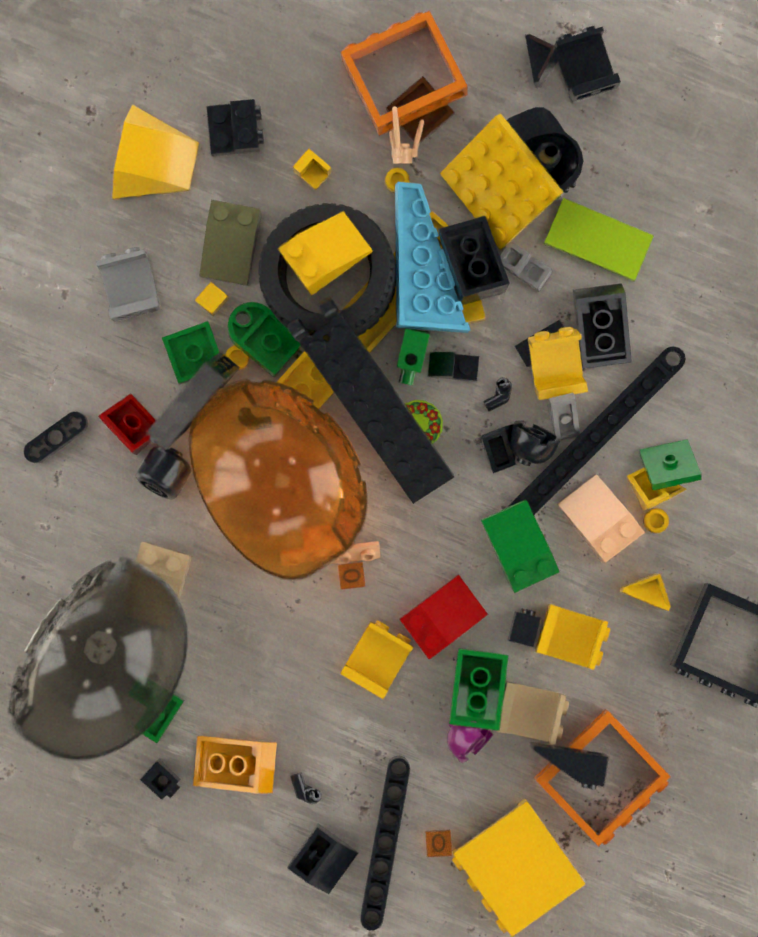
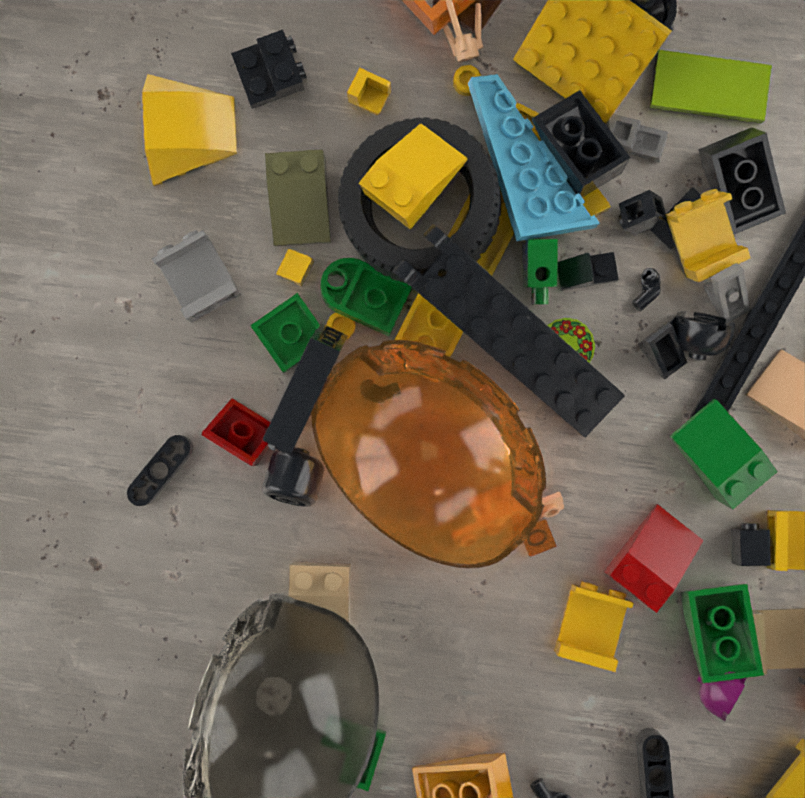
camera: 10 degrees left, 0 degrees up
(510, 330) = (644, 204): none -> black brick

